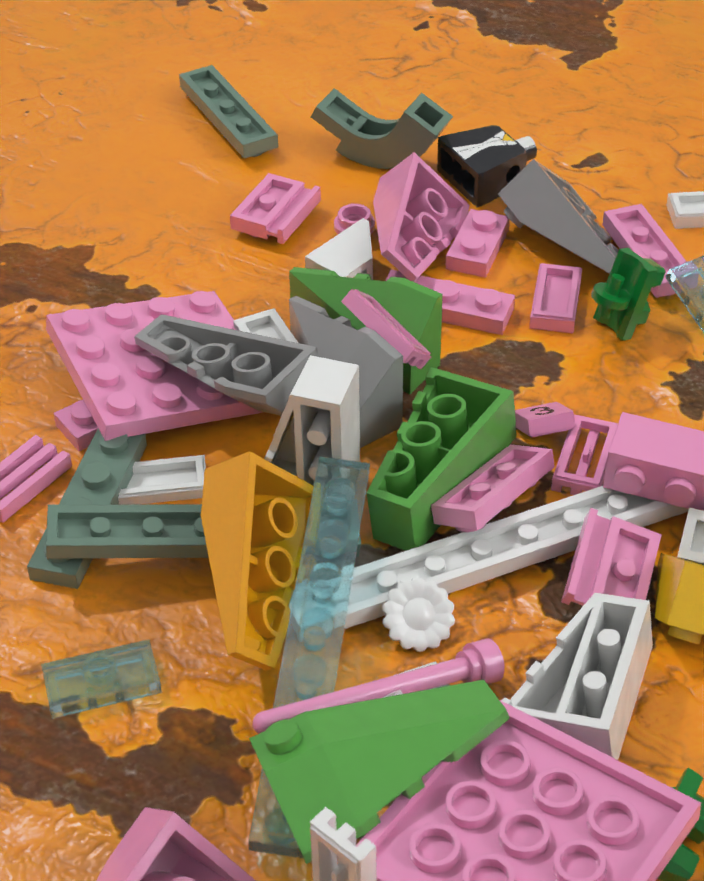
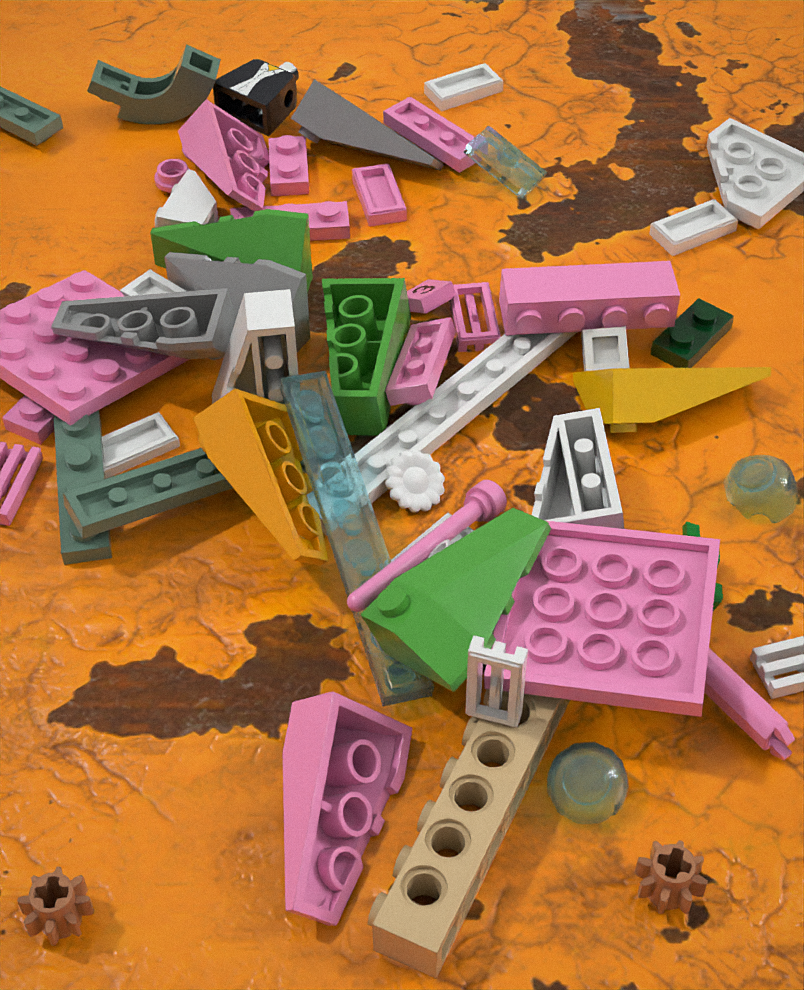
camera: 25 degrees left, 5 degrees up
(101, 678) = (180, 621): clear light blue plate -> none
(275, 208) = (95, 182): bright pink plate -> none
(377, 318) = (268, 252): bright pink tile -> none
(611, 560) = (542, 389): bright pink plate -> none
(625, 294) = (442, 173): green hips -> none

